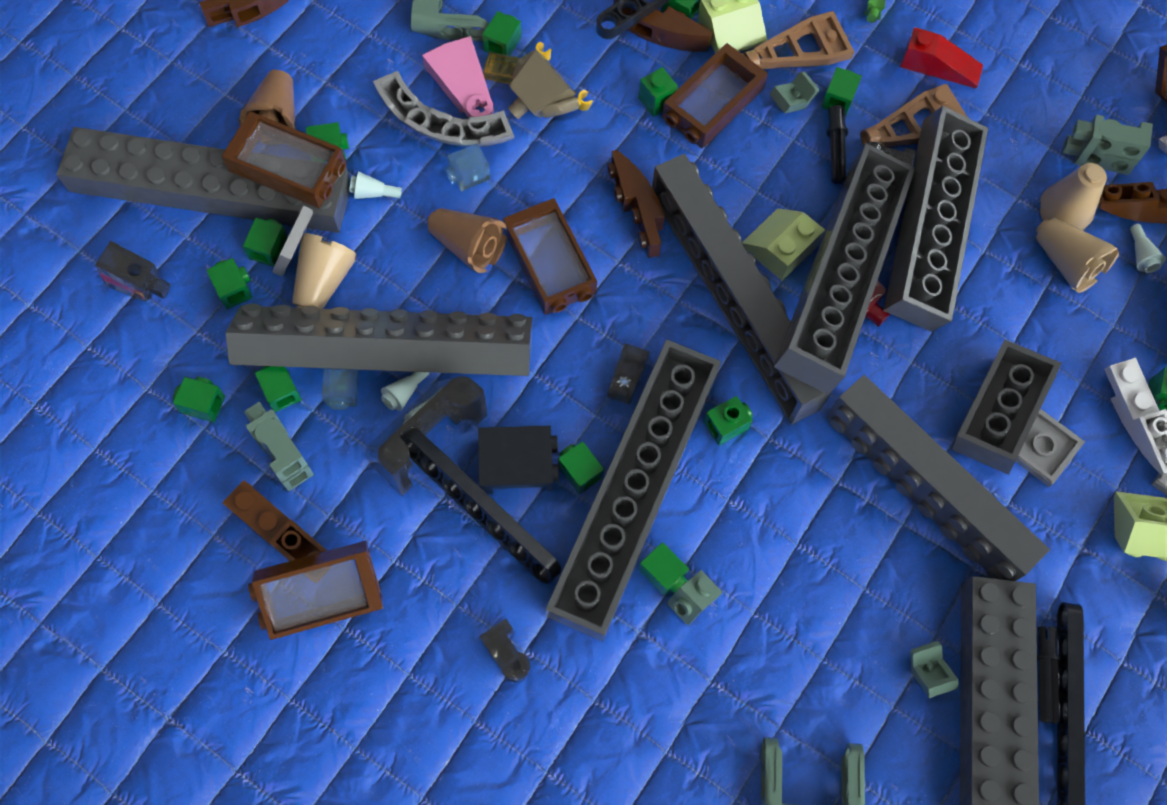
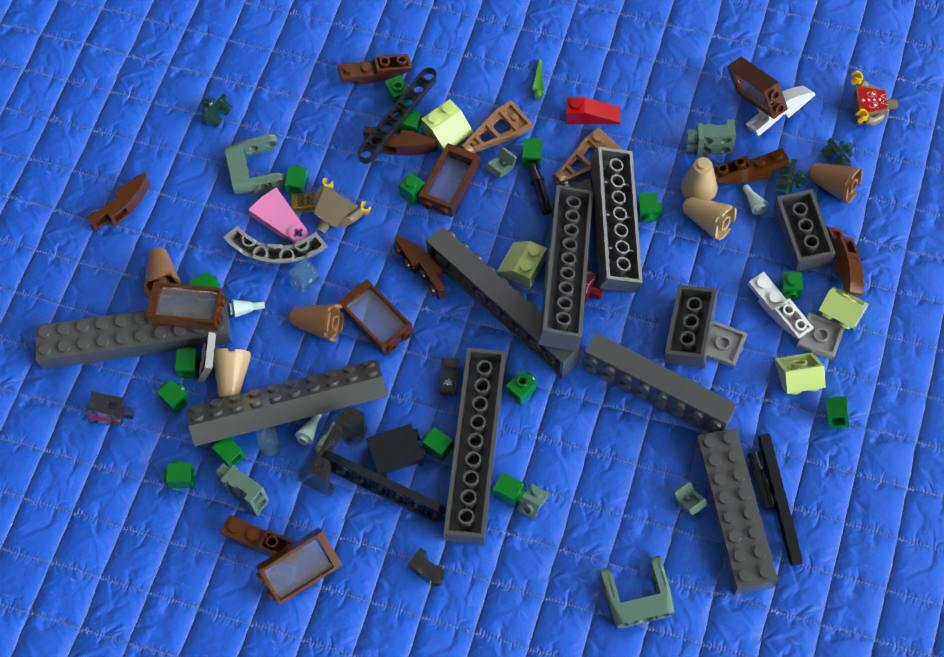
camera: 10 degrees left, 5 degrees down
(988, 214) = (648, 207): none -> green brick

